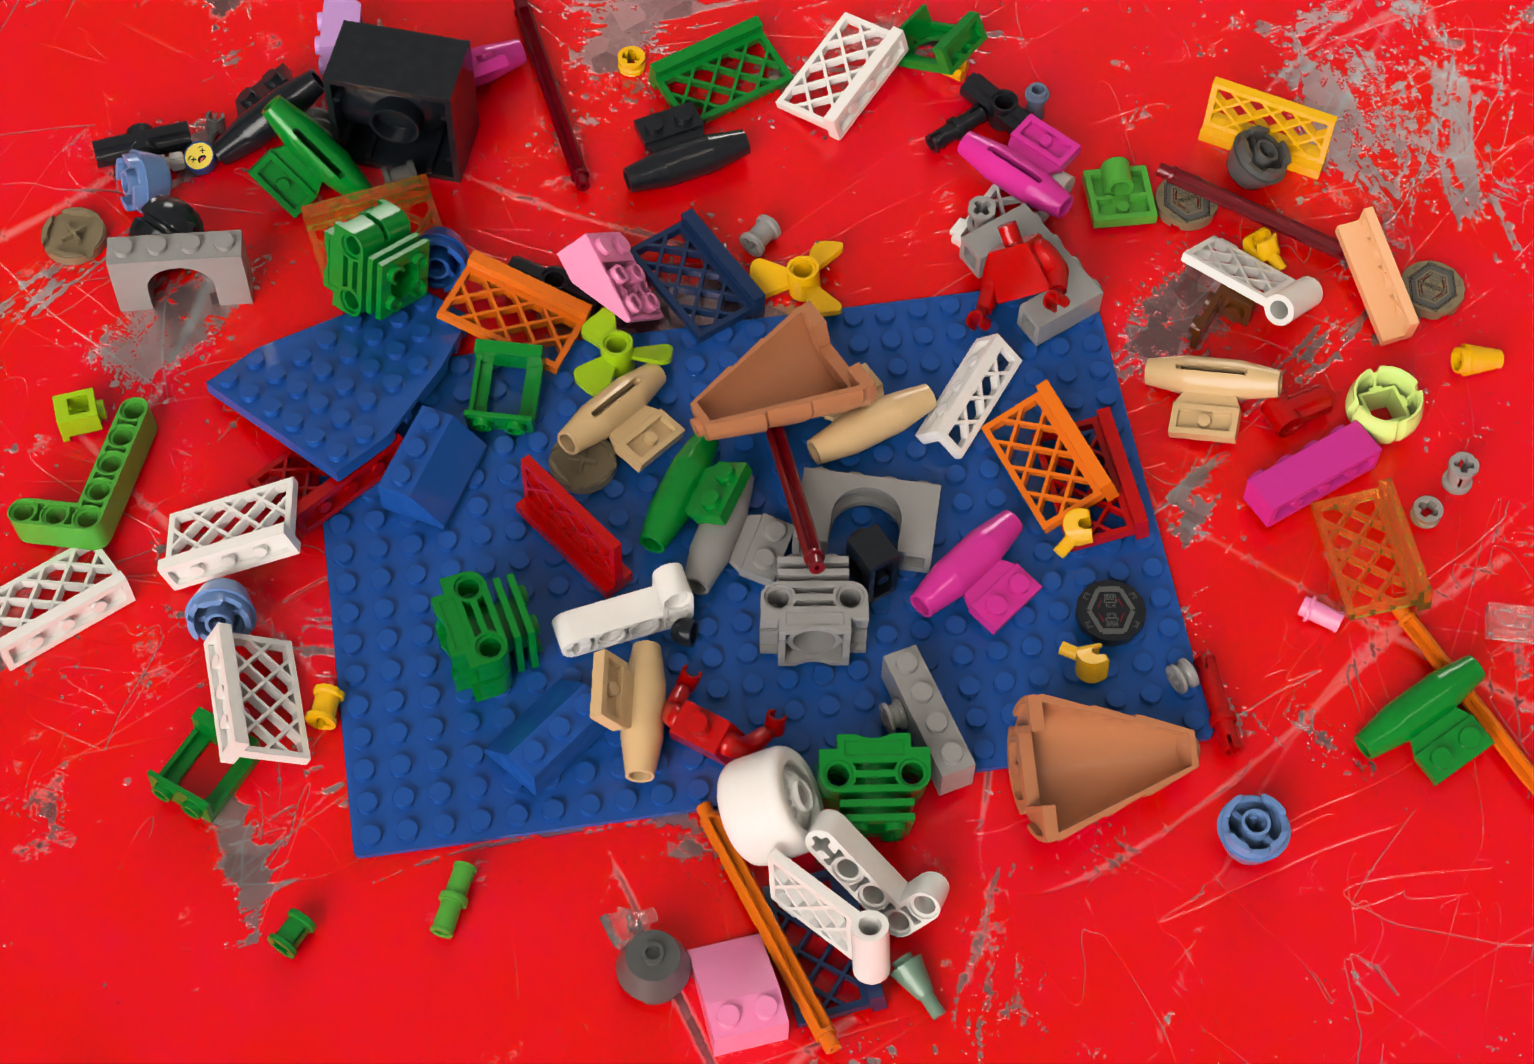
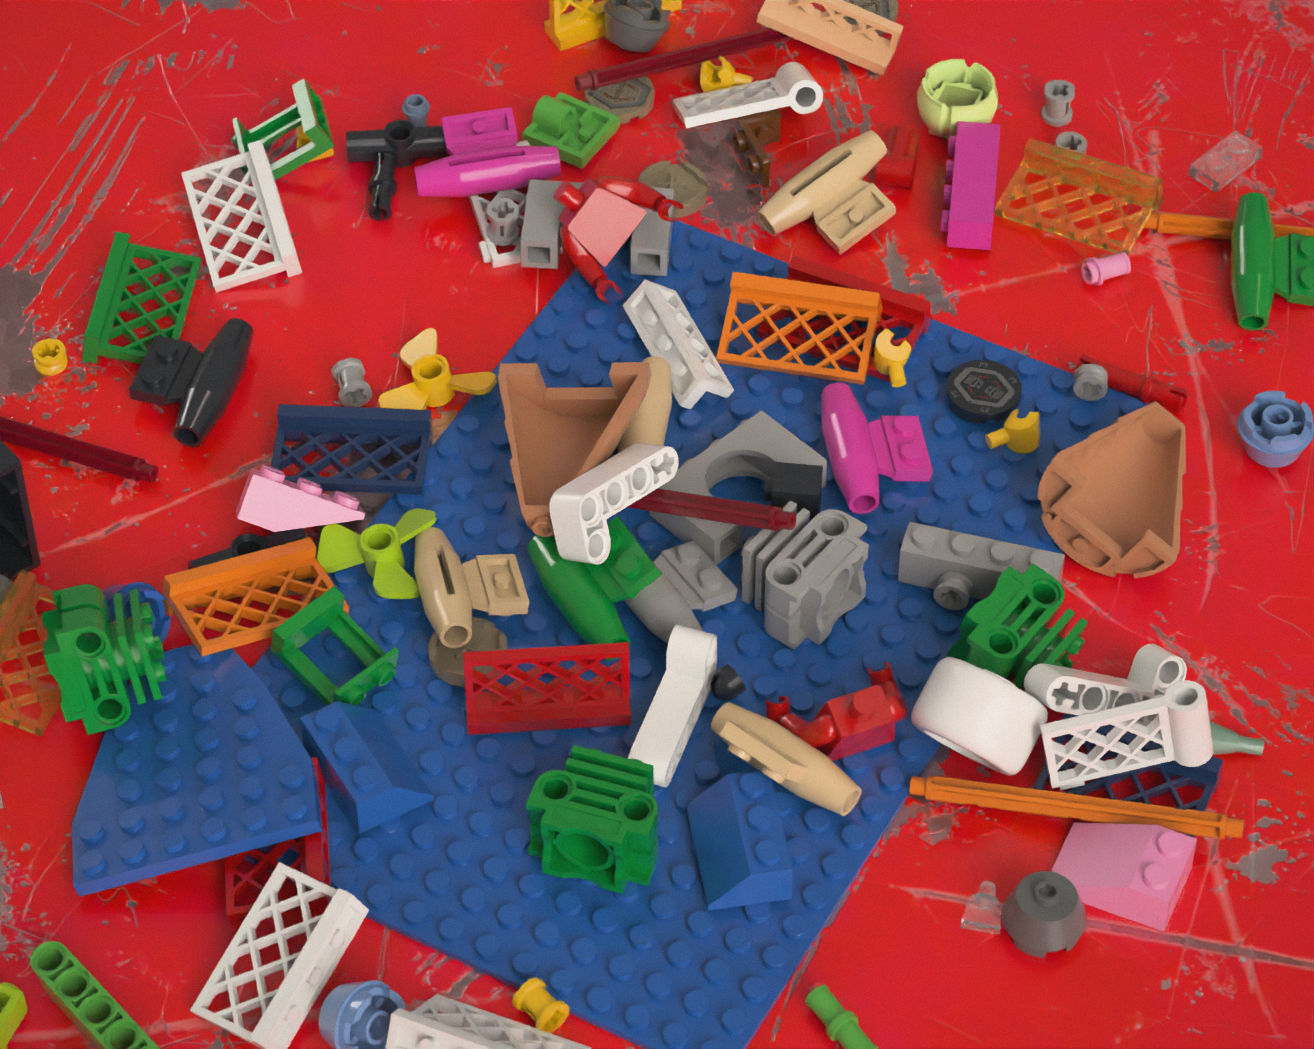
camera: 50 degrees left, 10 degrees down
(801, 446) = (586, 502): none -> white beam
(1129, 294) = (685, 179): none -> dark tan tile
(1475, 359) = (958, 28): yellow cone -> none

